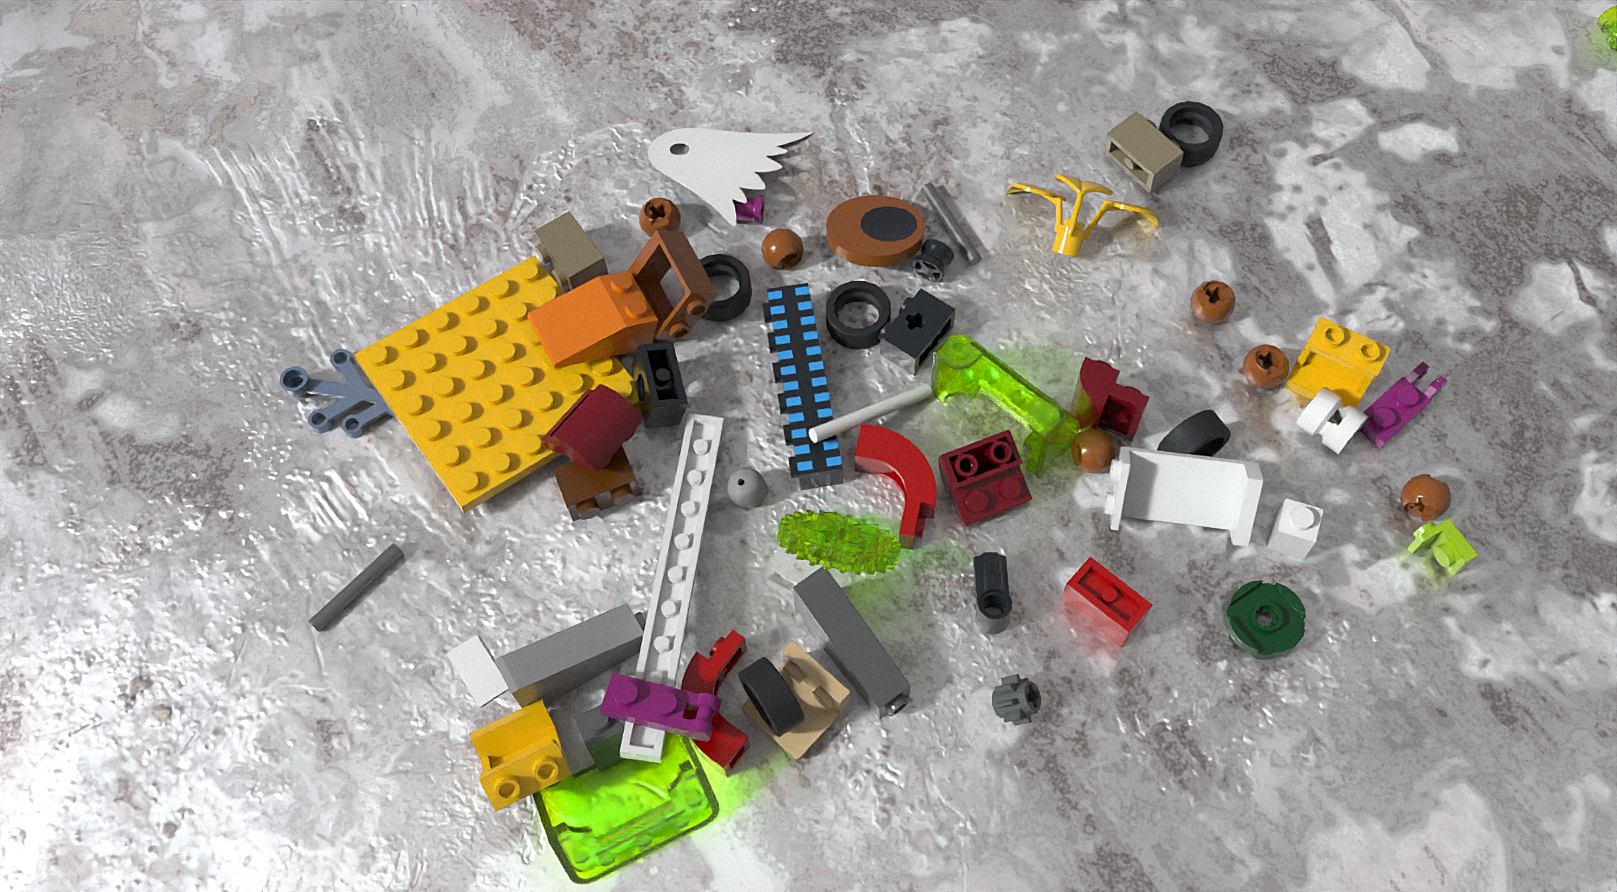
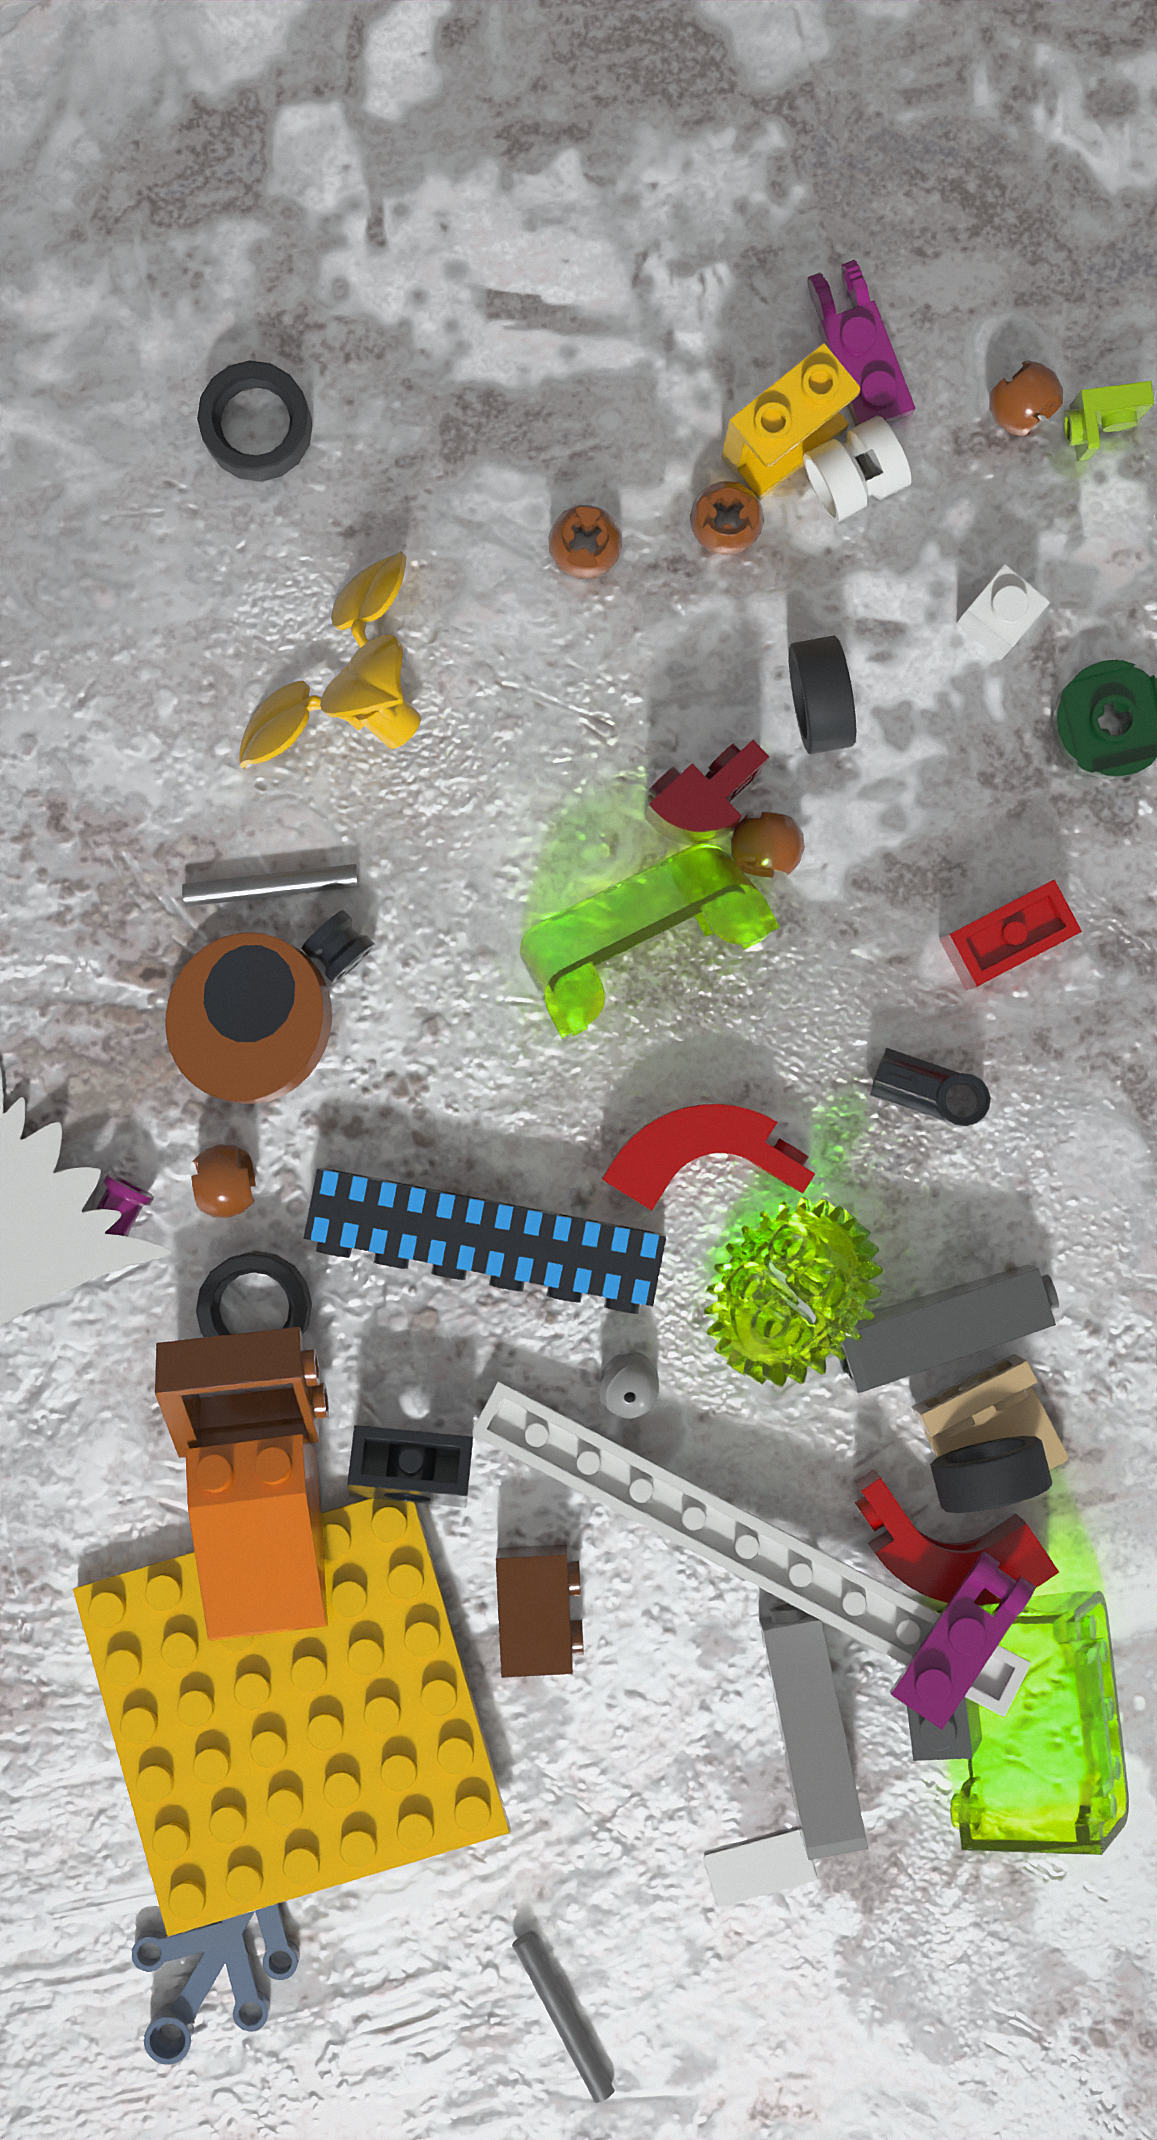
camera: 75 degrees left, 25 degrees up
(520, 755) = (941, 1850): yellow panel -> none
(569, 252) = (101, 1532): dark tan brick -> none
(594, 428) = (466, 1601): dark red brick -> none
(657, 209) = (60, 1354): dark orange piece -> none
(857, 292) = (346, 1109): black tyre -> none
(870, 413) = (584, 1156): white bar -> none
(916, 331) = (454, 990): black brick -> none
(984, 477) = (755, 1026): dark red brick -> none
(1016, 700) = (1103, 1124): dark grey gear -> none
(1143, 152) = (268, 516): dark tan brick -> none
(1185, 490) = (891, 743): white panel -> none

